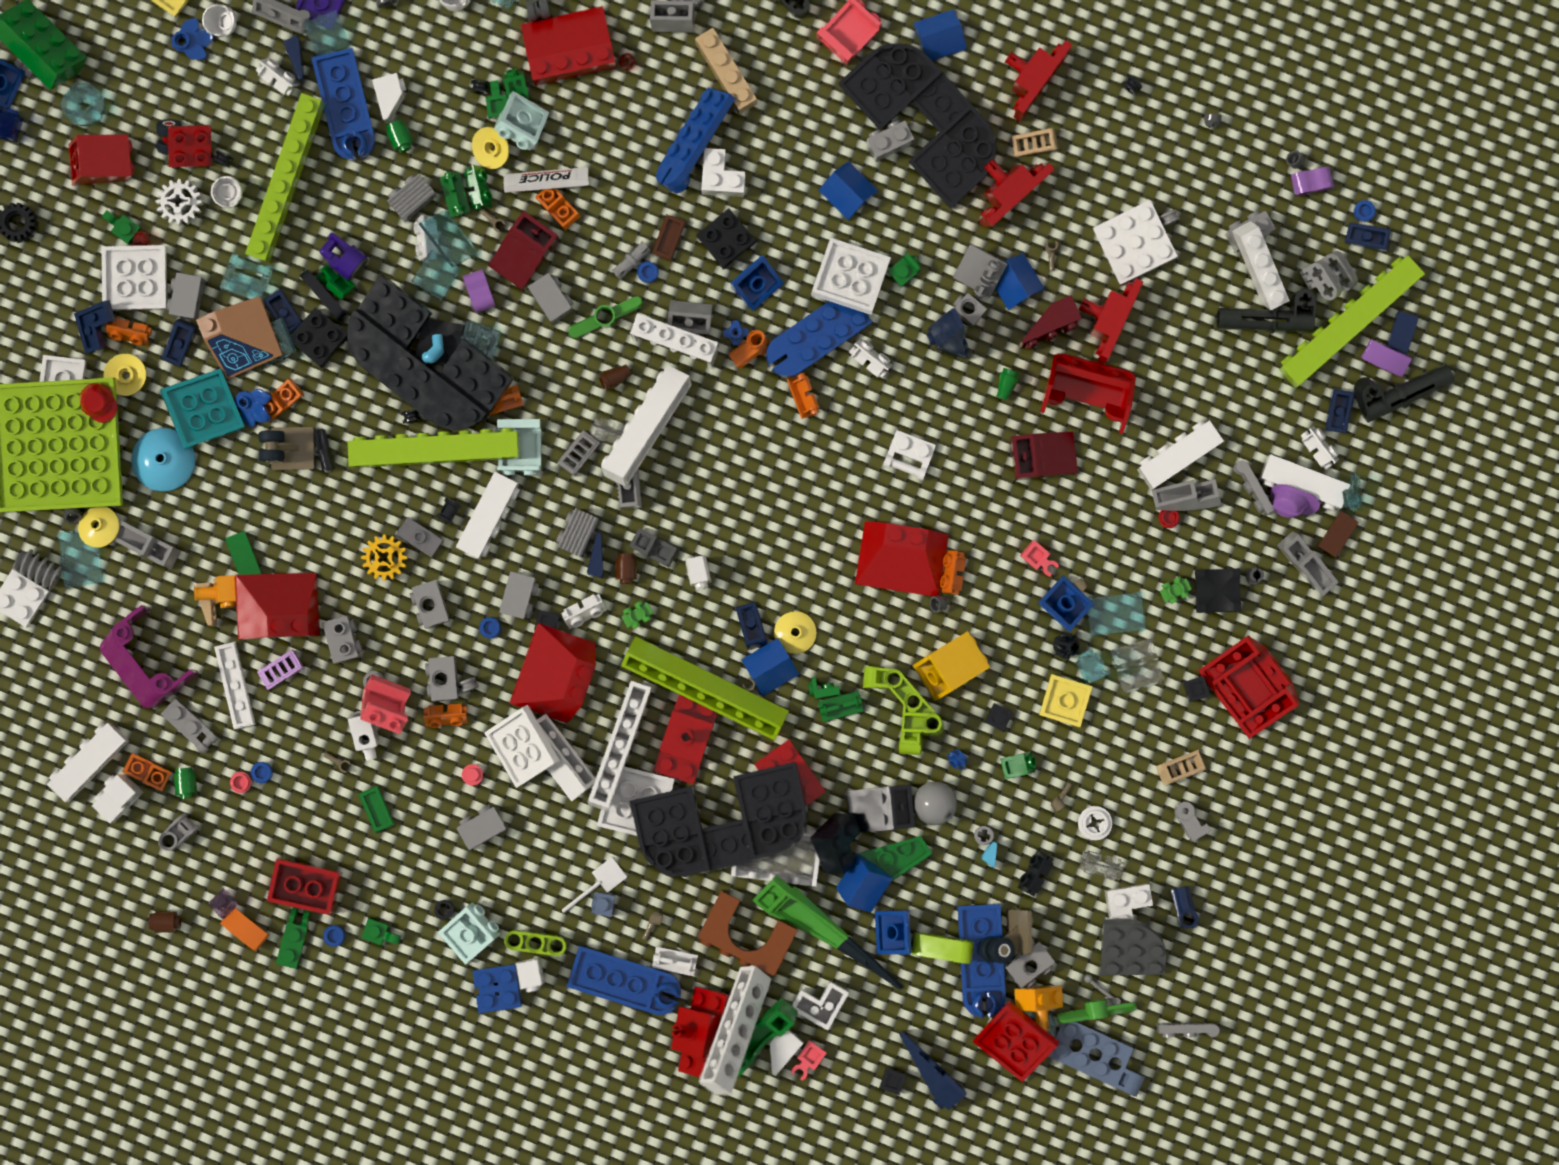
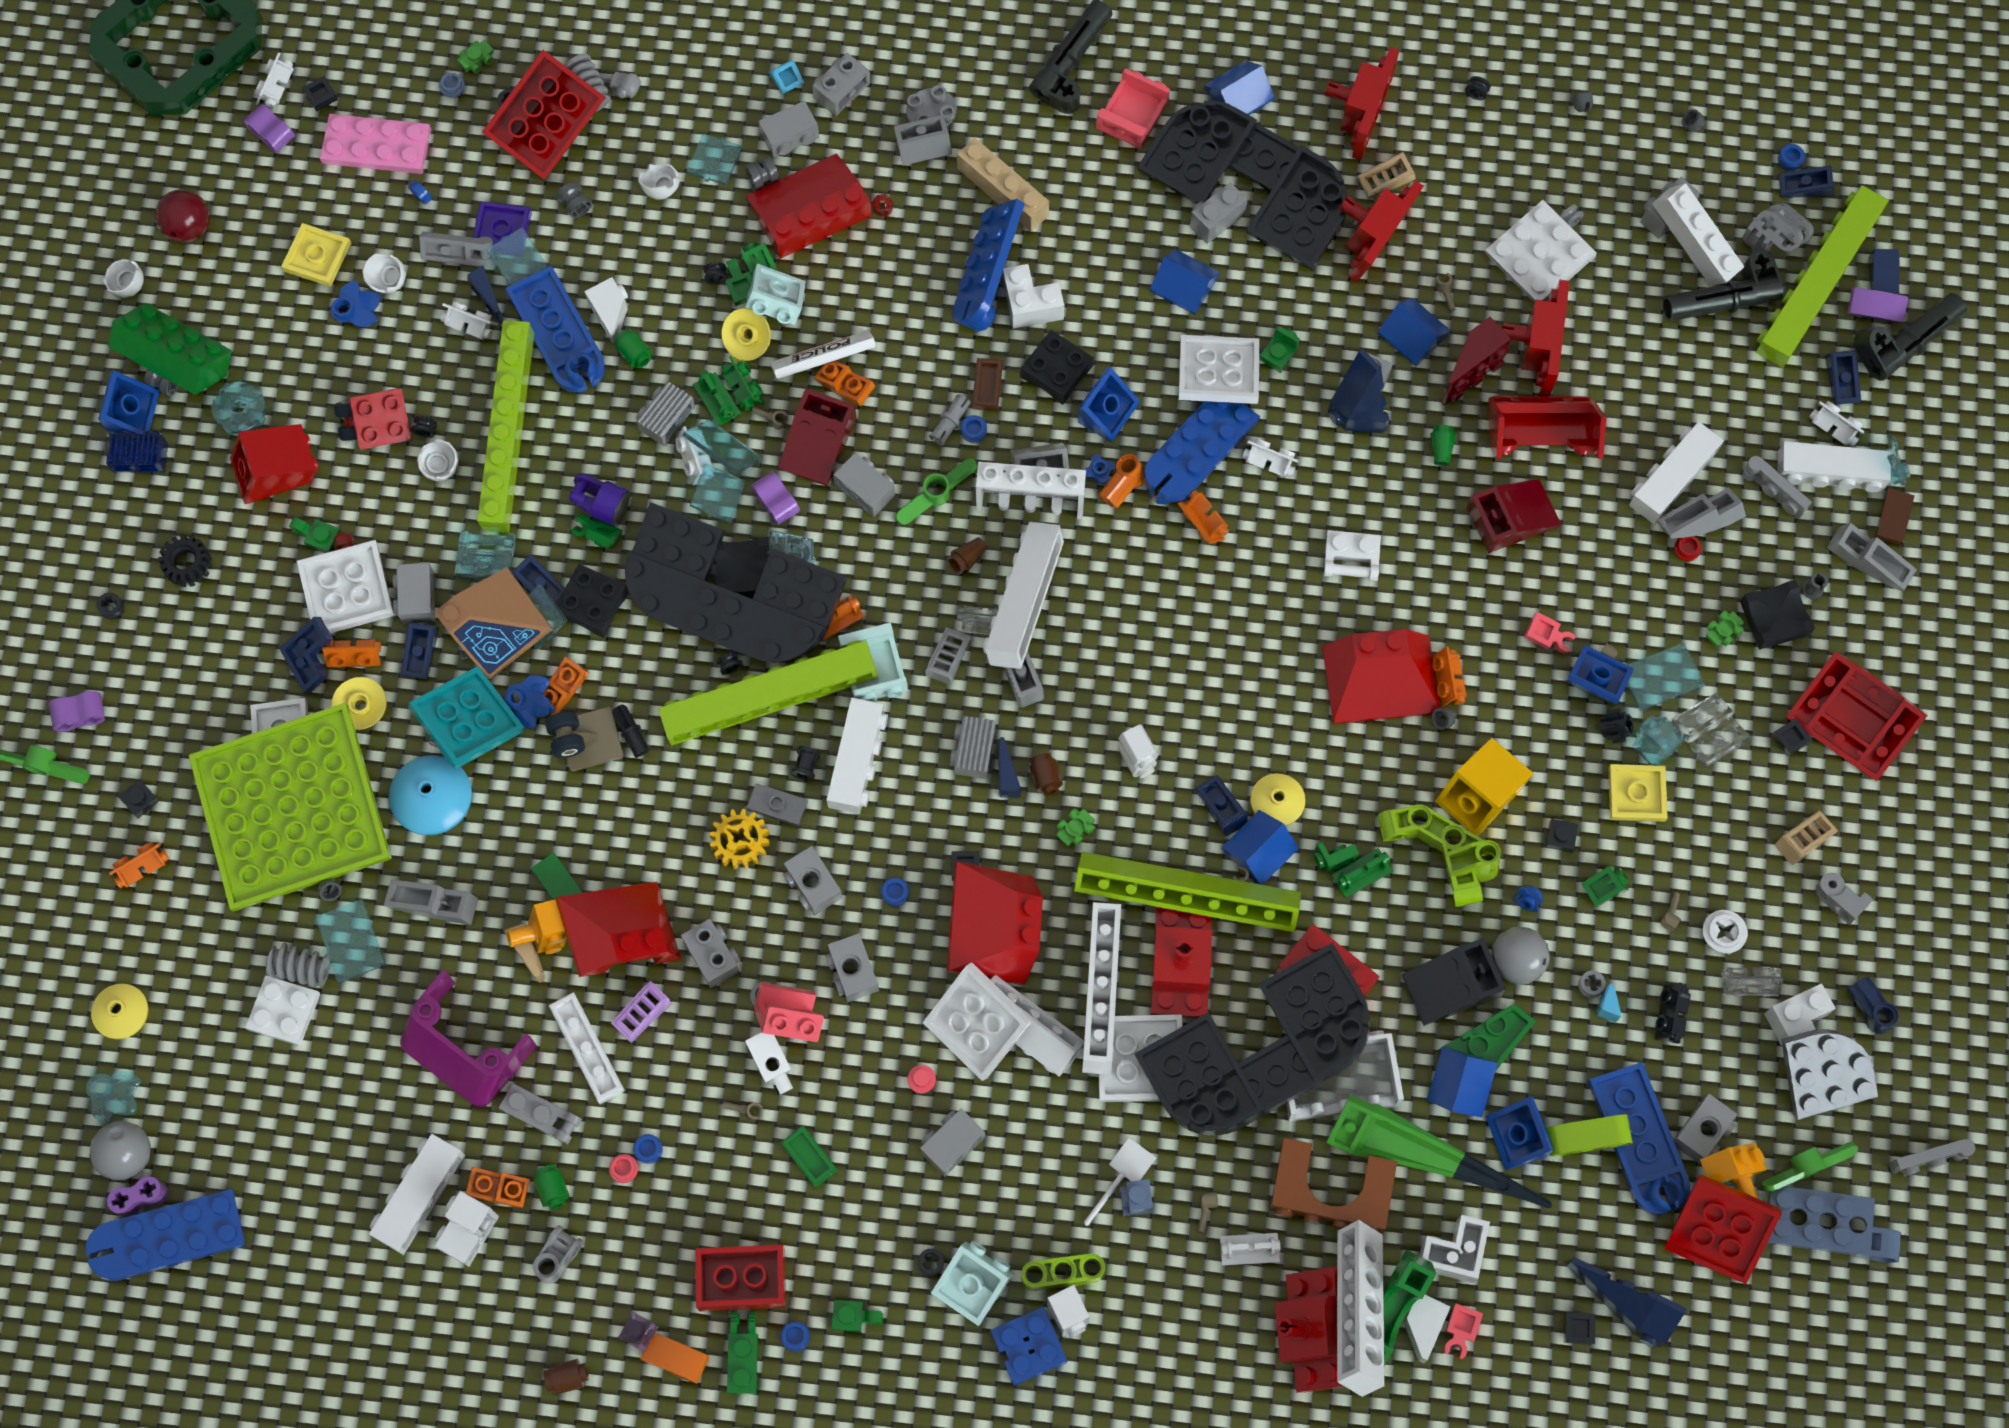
camera: 15 degrees left, 15 degrees down
(98, 402) = (333, 737): red hat -> none
(104, 533) = (371, 903): light yellow dish -> none
(179, 212) = (370, 486): white gear -> none
(323, 295) = (585, 550): black beam -> none
(435, 351) = (741, 574): medium azure arm -> none
(436, 717) = (879, 1011): orange hinge -> none
(468, 684) = (886, 967): light grey bush -> none
(518, 595) = (920, 840): light grey brick -> none
(592, 608) = (999, 849): white hinge -> none
(623, 981) = (1192, 1293): blue plate -> none
(653, 547) = (1073, 743): dark grey slope -> none
(833, 842) = (1409, 1037): black brick -> none
(980, 271) = (1370, 326): light grey hinge -> none
(1016, 941) = (1678, 1097): plate -> none
(1115, 1001) = (1784, 1129): light grey hinge -> none
(1293, 502) = (1830, 488): medium lavender piece -> none
(1312, 181) = (1721, 138): medium lavender axle -> none

